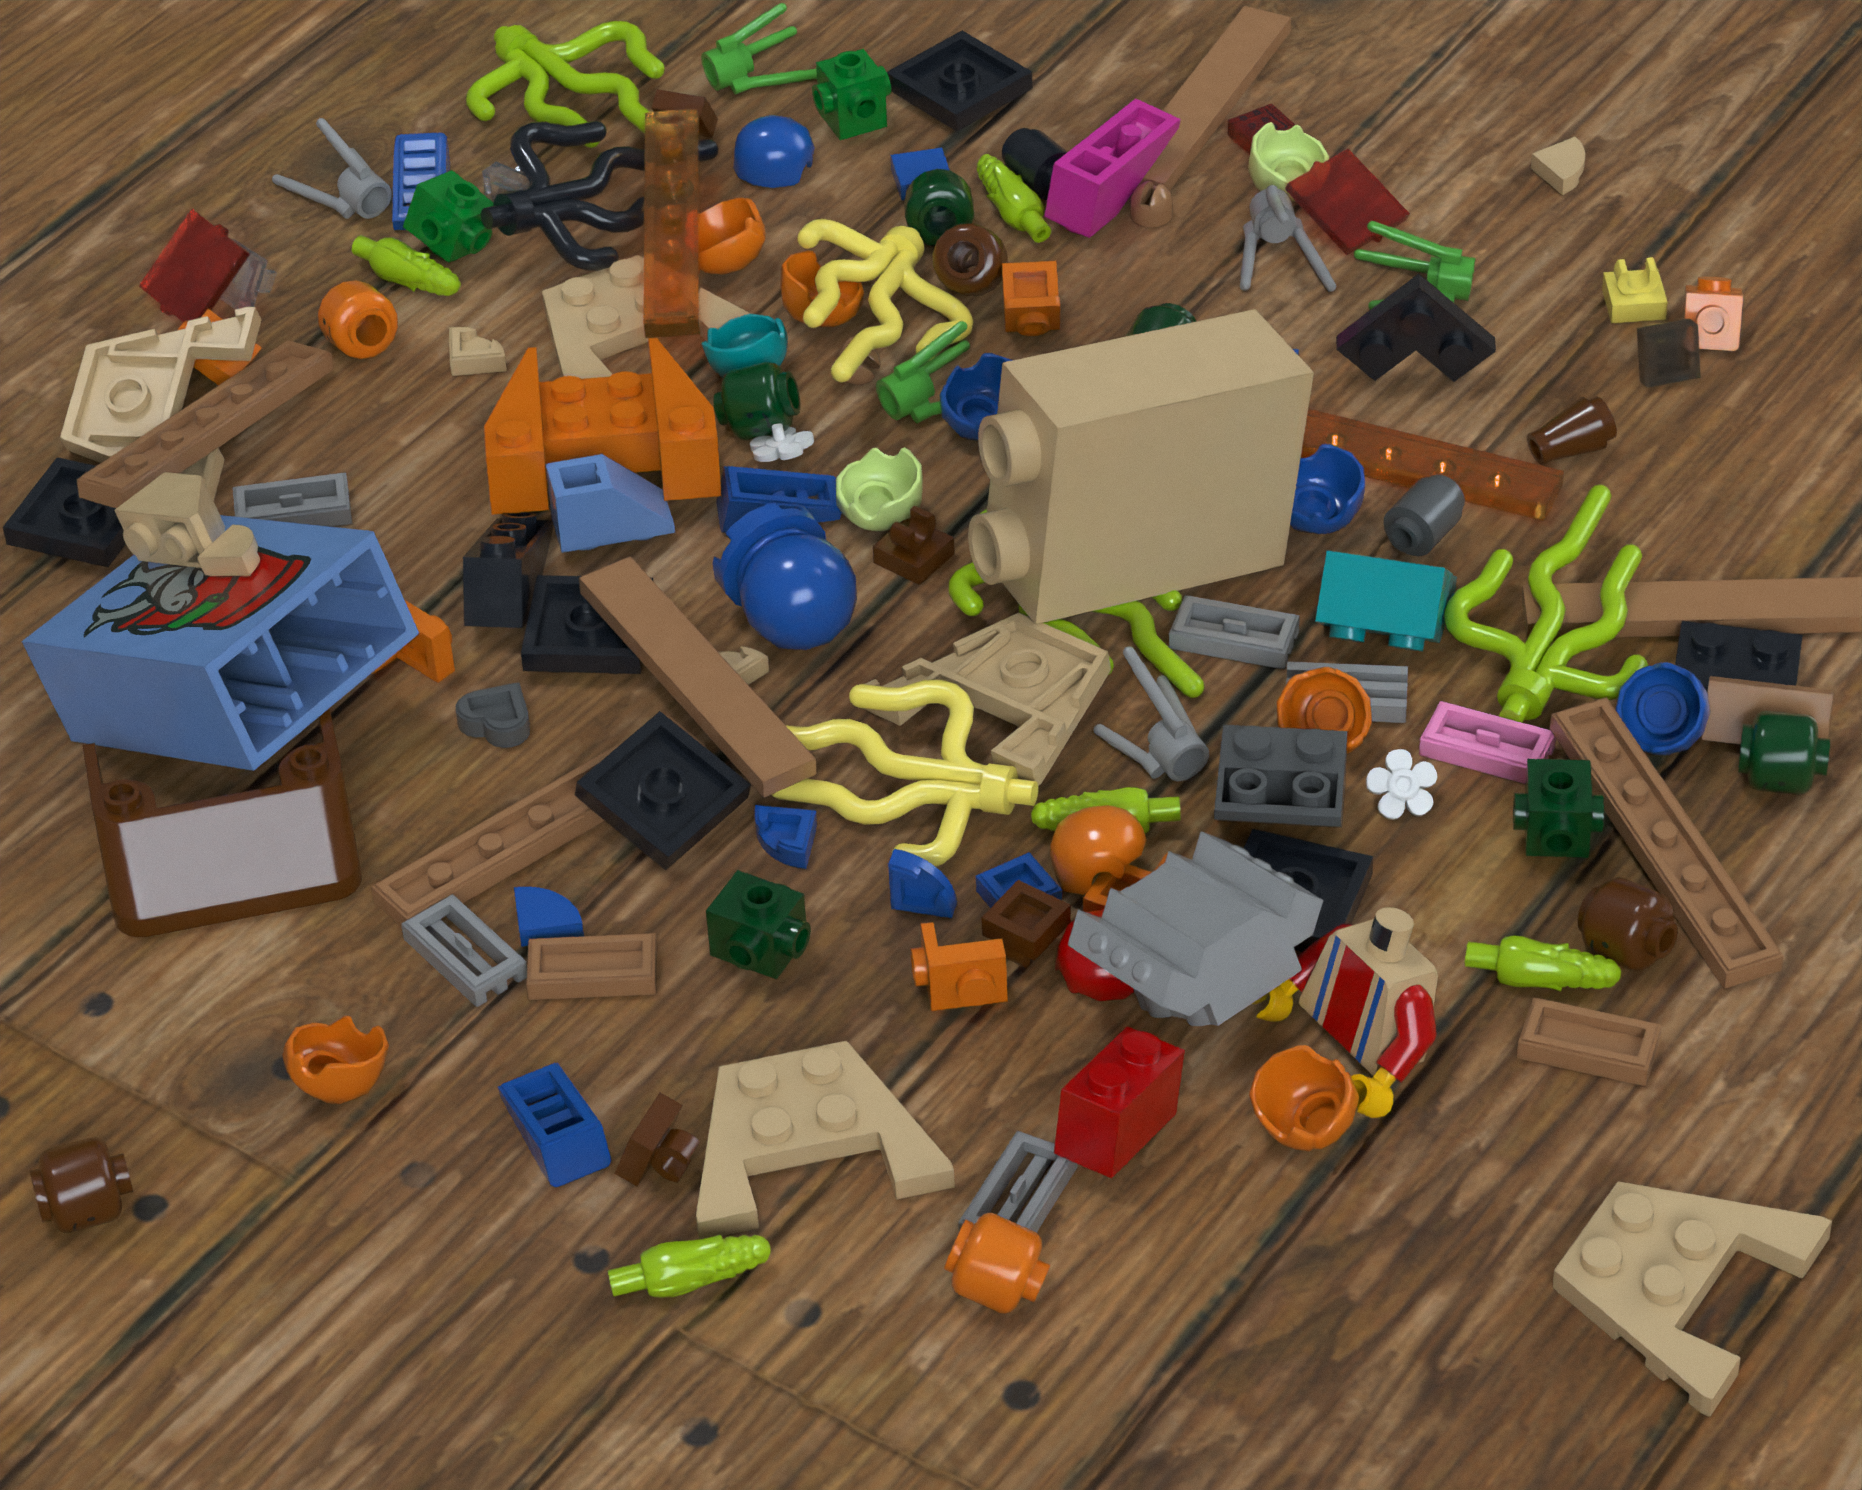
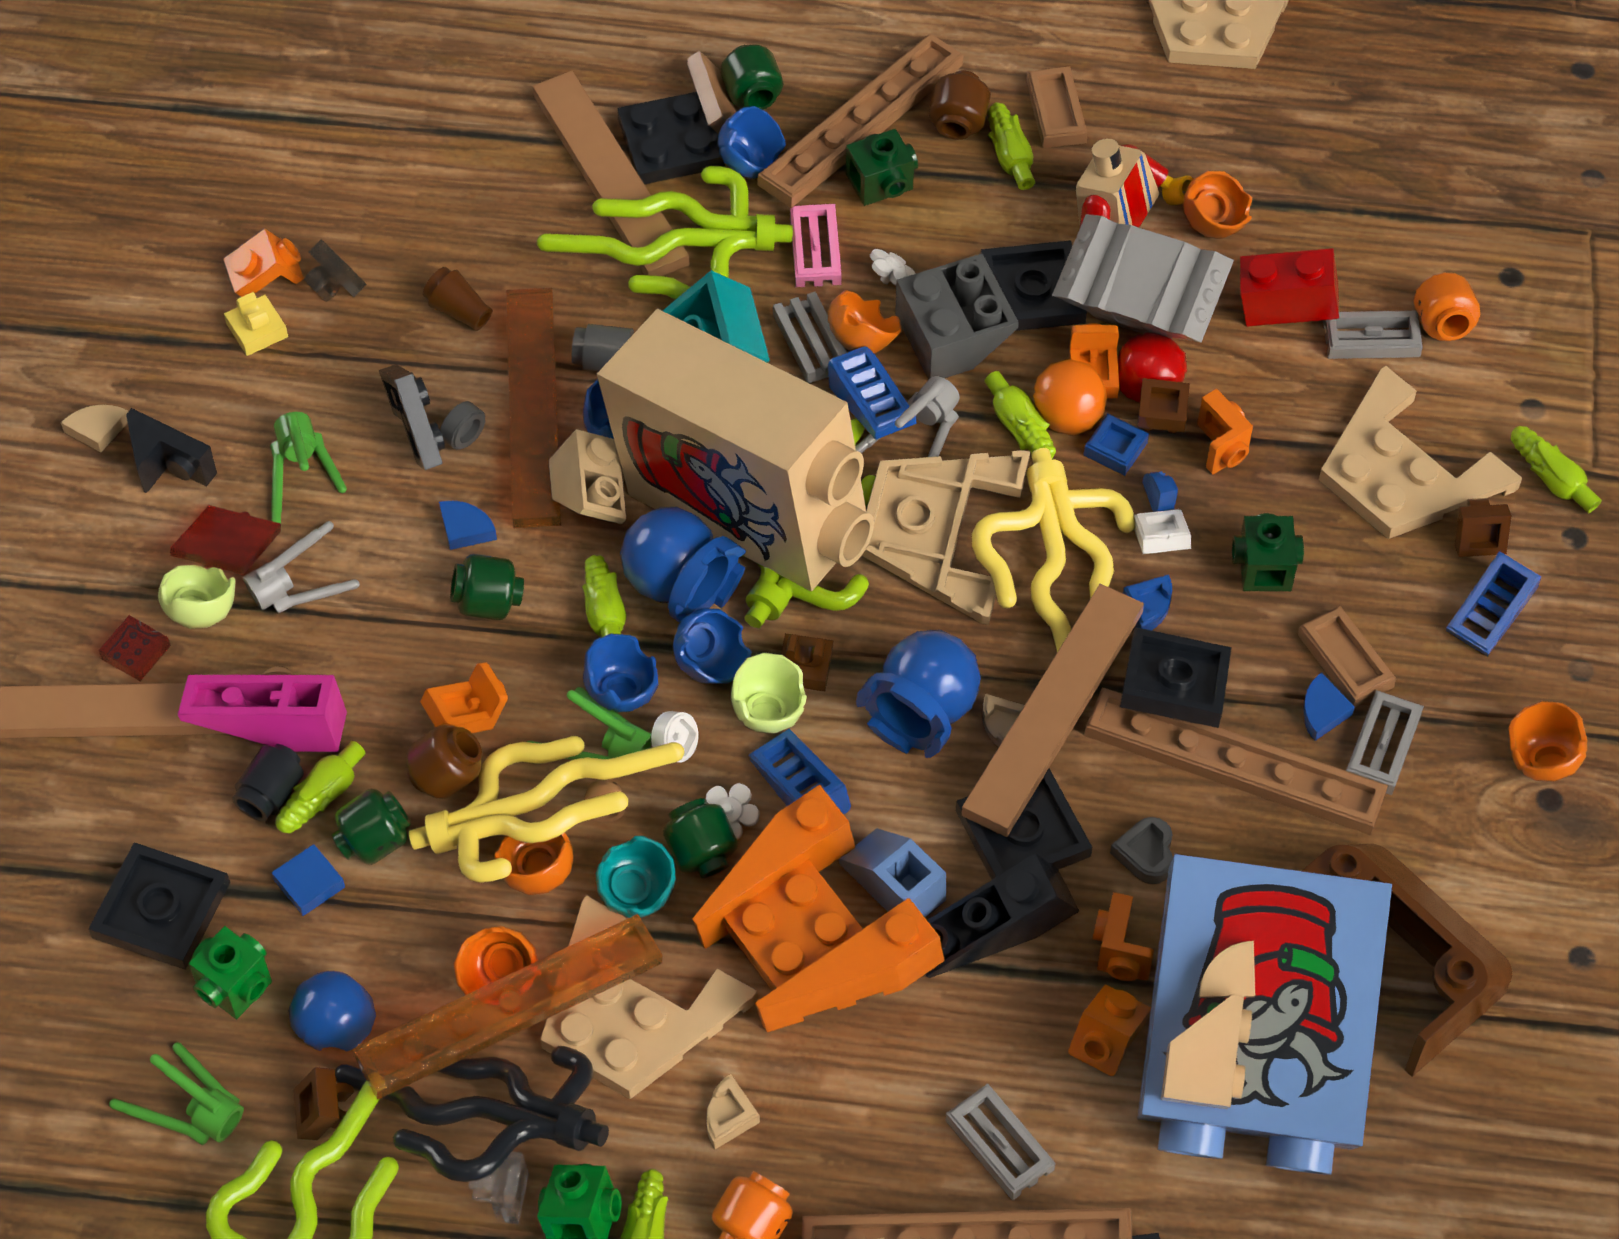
camera: 120 degrees left, 15 degrees up
(861, 869) = (1162, 531): none -> white tile
(888, 423) = (678, 728): none -> white tile
(954, 466) = (710, 646): none -> blue hair
(1252, 688) = (860, 368): none -> blue slope
(1386, 386) = (463, 425): none -> dark grey tile
(1489, 185) = (163, 447): none -> black slope

